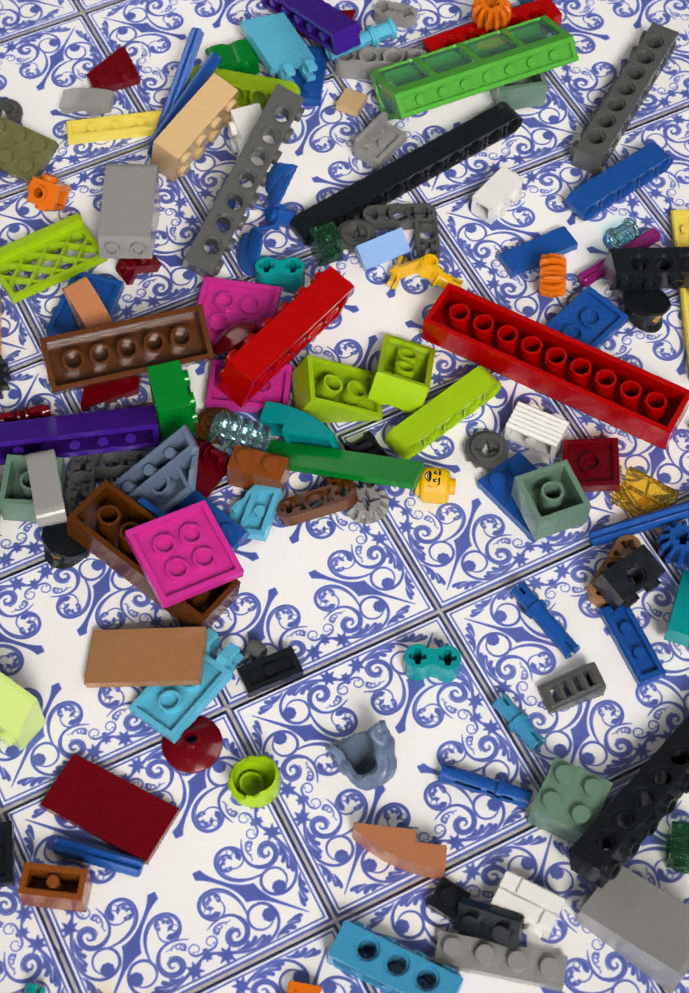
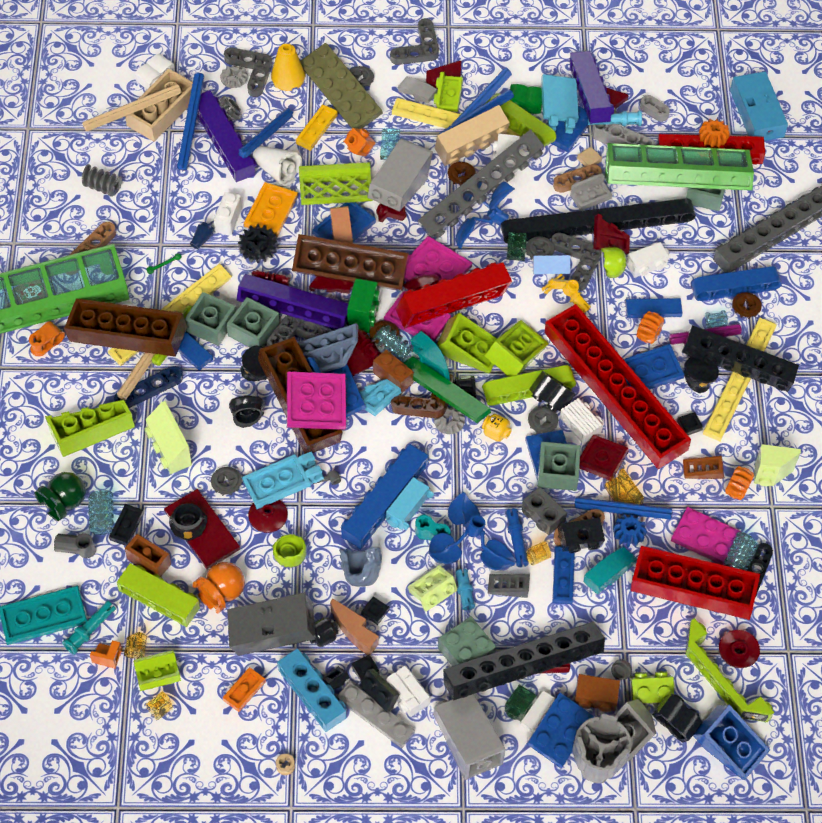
camera: 25 degrees right, 0 degrees up
(38, 68) = (422, 50): none -> dark grey beam
(46, 488) = (257, 326): light grey beam -> none
(86, 808) = (188, 521): none -> black hat
(87, 181) = (389, 140): none -> clear light blue plate
(87, 610) = (246, 410): none -> black hat
(98, 856) = (181, 552): blue axle -> none
(99, 936) = (158, 594): none -> lime brick
(109, 710) = (231, 475): none -> dark grey gear
(132, 89) = (448, 92): none -> lime bracket
(146, 657) = (266, 452): medium nougat tile -> none
(185, 878) = (222, 584): none -> orange tile
(196, 175) = (459, 168): none -> reddish brown gear
(270, 671) = (334, 493): black plate -> none
(282, 273) = (476, 253): teal axle -> none
(289, 902) = (271, 624): none -> dark grey brick
(340, 645) = (372, 511): none -> blue brick
(354, 122) = (582, 172): none -> medium nougat beam
(364, 877) = (325, 632): none -> black head
(378, 641) = (408, 504): none -> medium azure brick
(417, 810) = (375, 610): none -> black plate
(418, 934) = (336, 677): none -> black plate
(436, 186) = (609, 235): none -> dark red wing
(459, 213) = (614, 261): none -> lime hair
(466, 679) = (445, 549): none -> blue plant
(476, 739) = (433, 587): none -> yellowish green bracket
(481, 407) = (551, 391): none -> black brick
(484, 785) = (430, 621): blue pin -> none
(561, 561) = (547, 508): none -> dark grey brick
(587, 628) = (538, 553): none -> clear yellow brick
(648, 195) = (751, 300): none -> reddish brown gear
(670, 371) = (690, 423): none -> black tile

